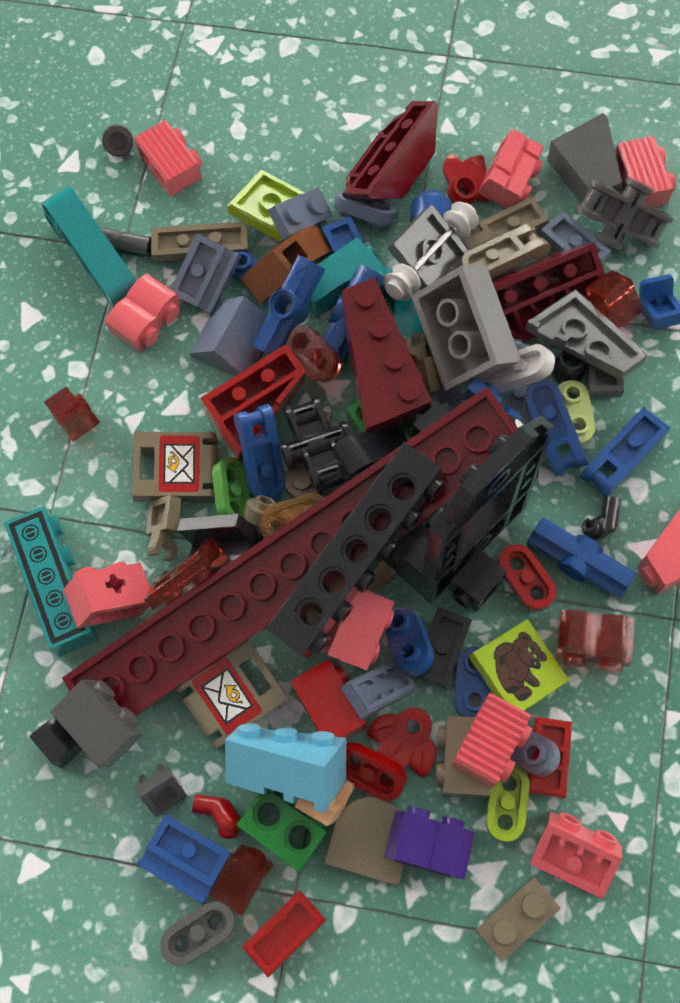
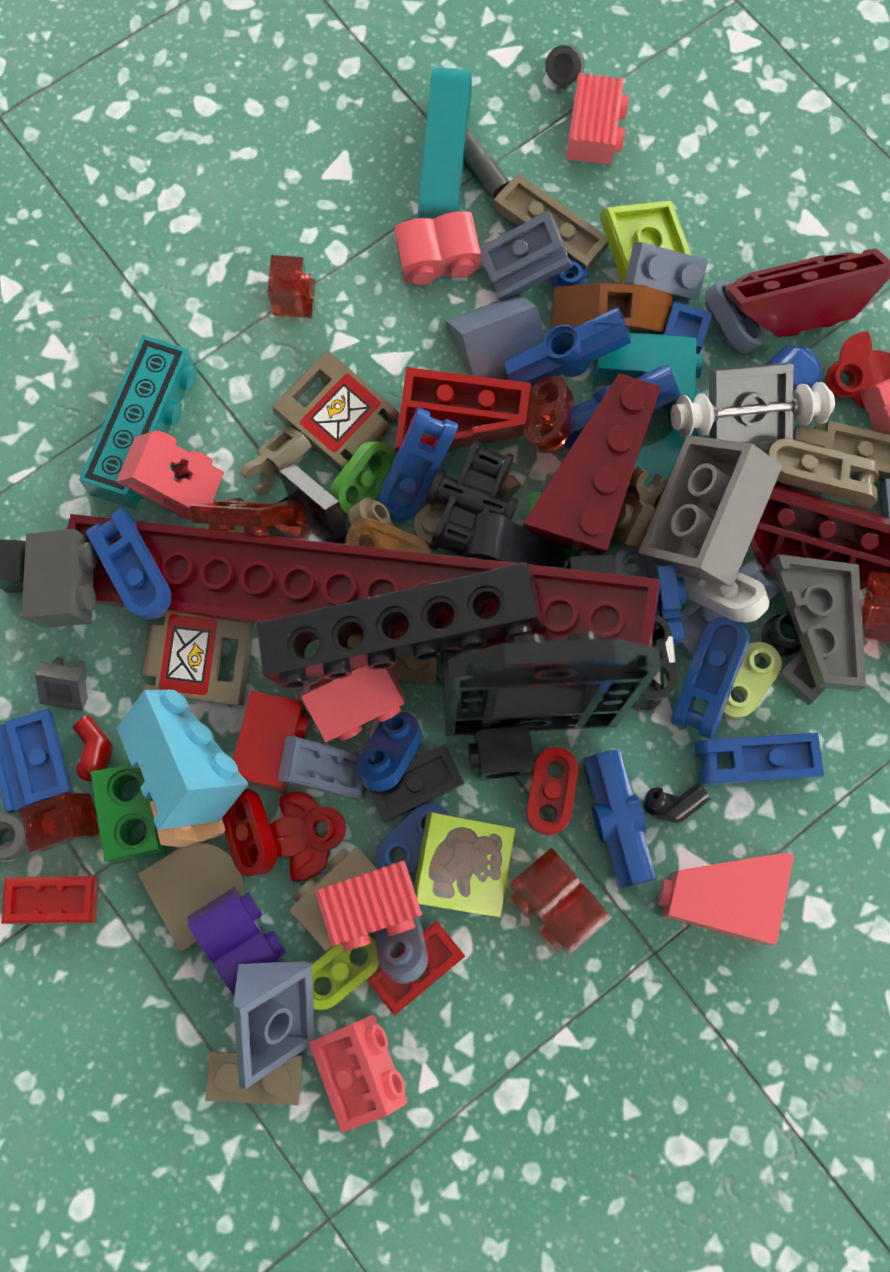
camera: 35 degrees right, 5 degrees up
(140, 671) = (131, 566): none -> blue plate
(495, 867) = (271, 1016): none -> sand blue slope

